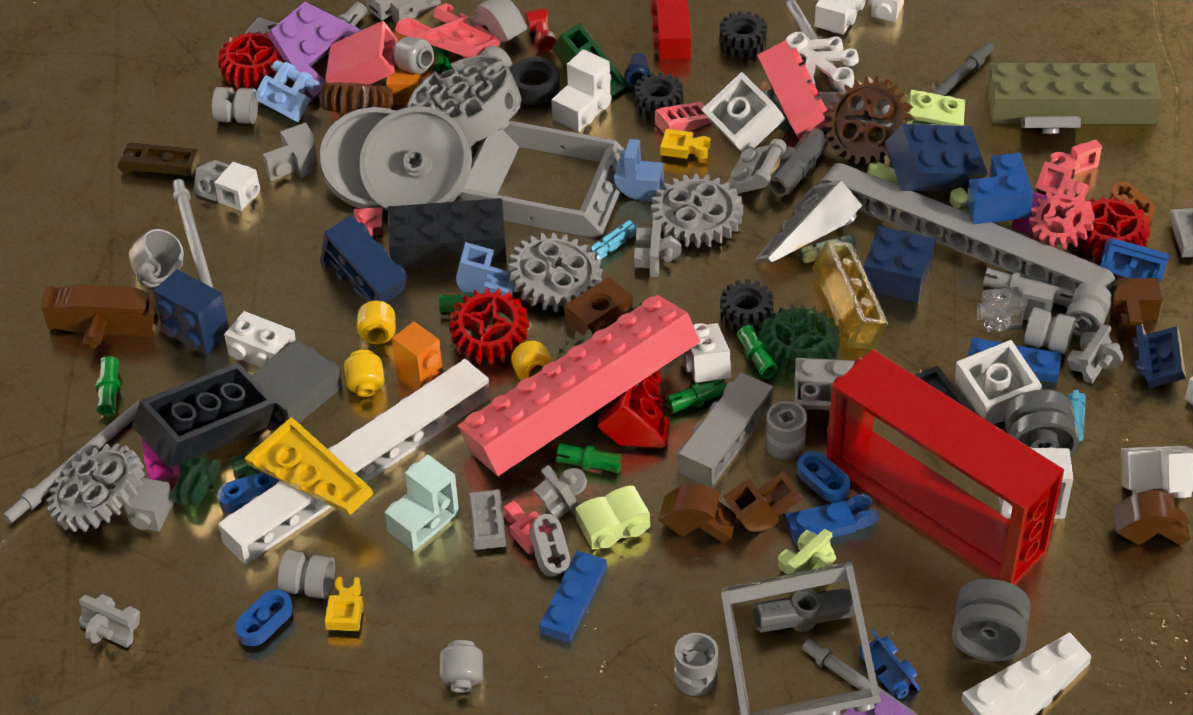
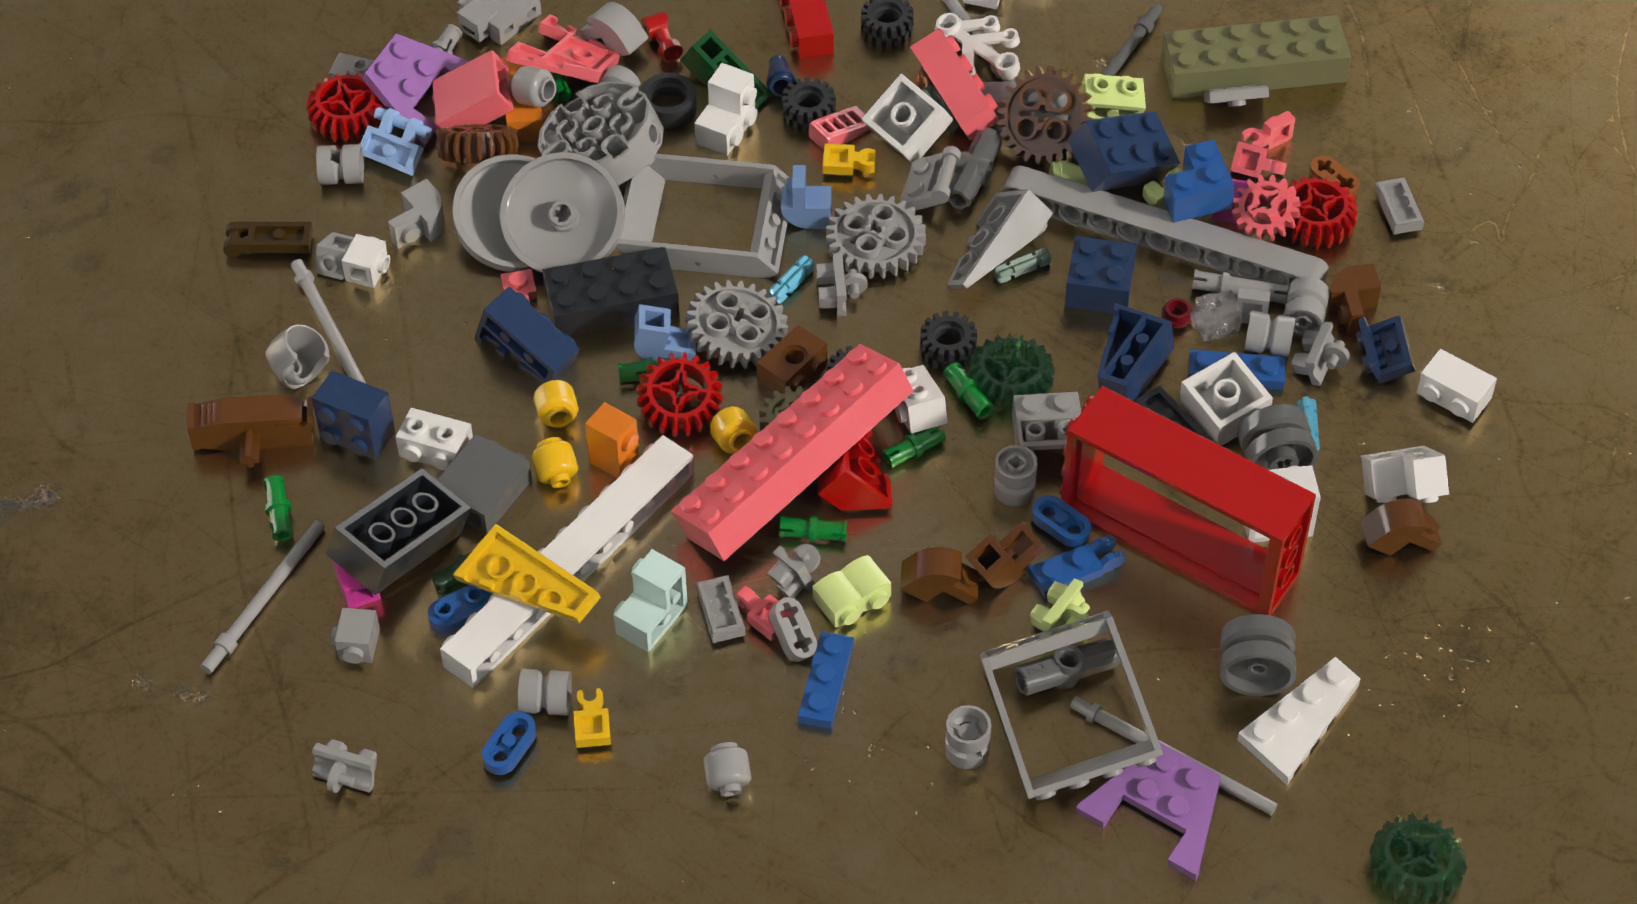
camera: 10 degrees left, 5 degrees up
(95, 487) = (297, 624): light grey gear -> none
(194, 481) = (400, 603): clear green arm -> none
(724, 429) = (950, 481): light grey brick -> none
(850, 295) = (1056, 317): clear yellow brick -> none
(897, 675) = (1171, 722): blue hinge -> none
(918, 331) = (1134, 351): none -> dark blue wedge
(964, 304) = (1178, 312): none -> dark red plate
(1133, 260) = (1345, 246): blue hinge -> none

